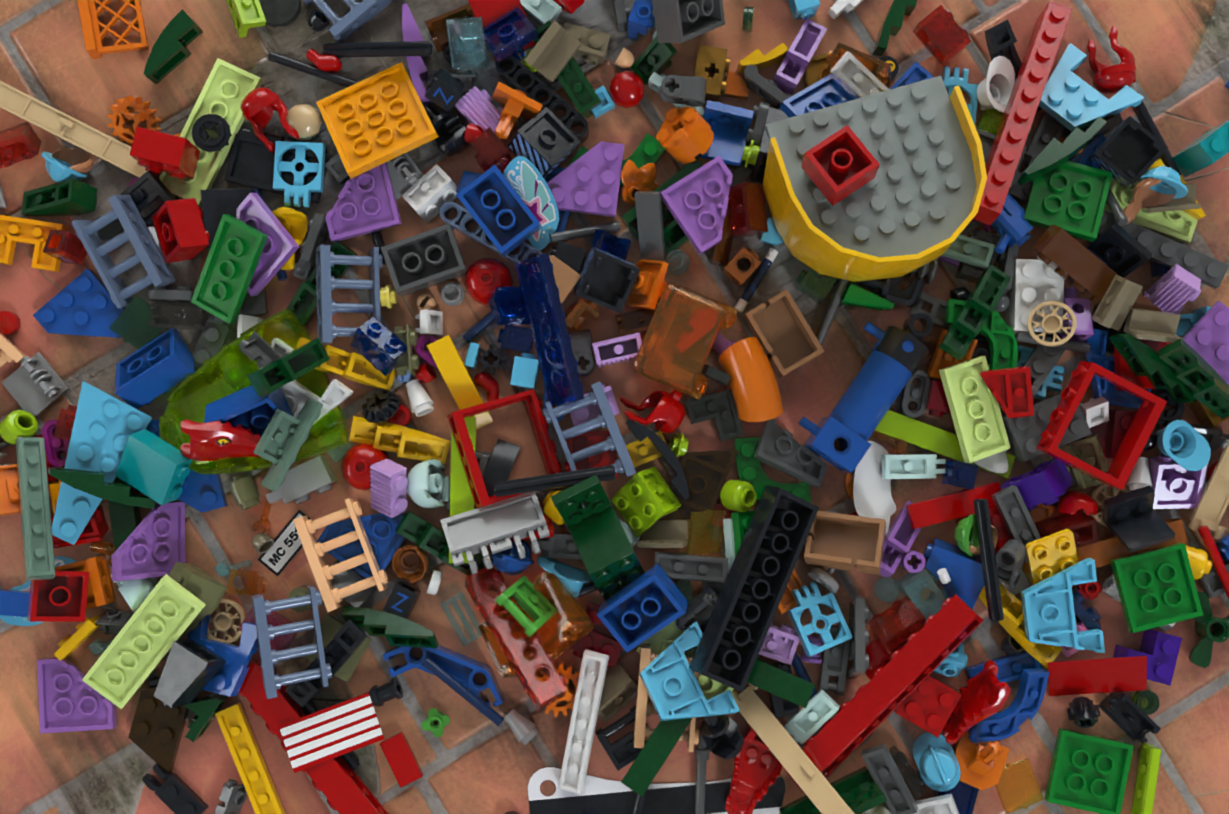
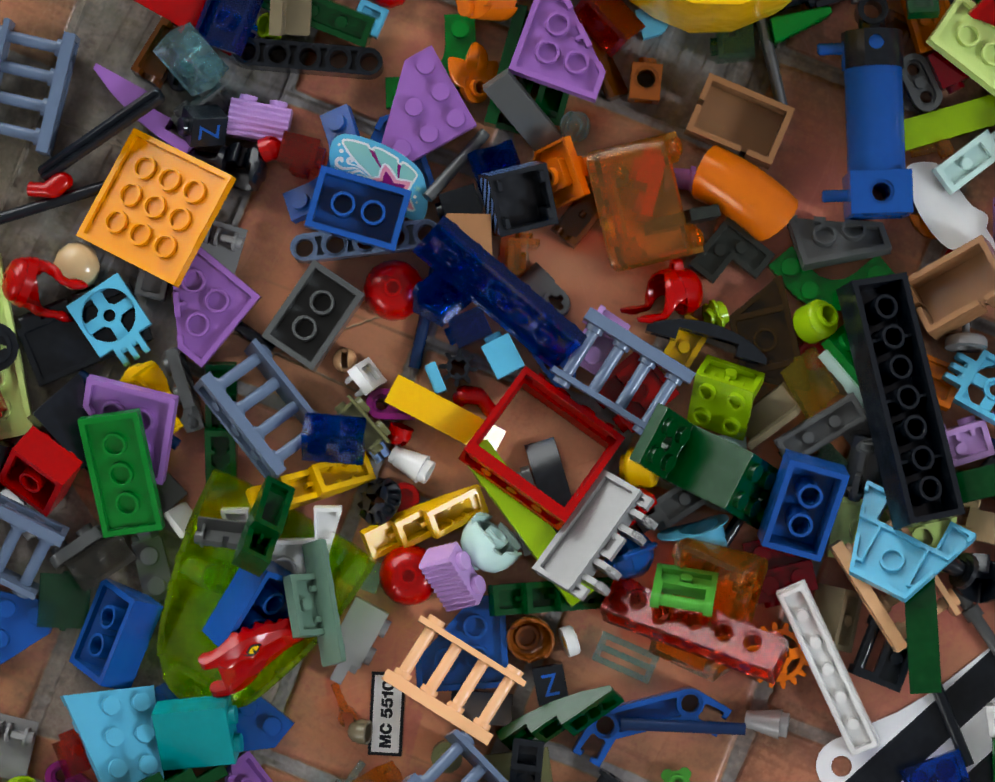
camera: 35 degrees left, 0 degrees up
(244, 491) = (304, 692): olive brick -> none
(317, 20) = (12, 148): black hinge -> none
(388, 296) = (302, 382): light yellow plate -> none
(431, 193) = (266, 242): white bracket -> none
(452, 294) = (365, 330): light grey plate -> none
(515, 105) = (290, 88): orange piece -> none
(544, 142) = (348, 103): black container -> none
(552, 481) = (617, 443): black axle -> none
(617, 349) = (581, 262): lavender brick -> none
(756, 280) = (669, 85): dark blue bar -> none

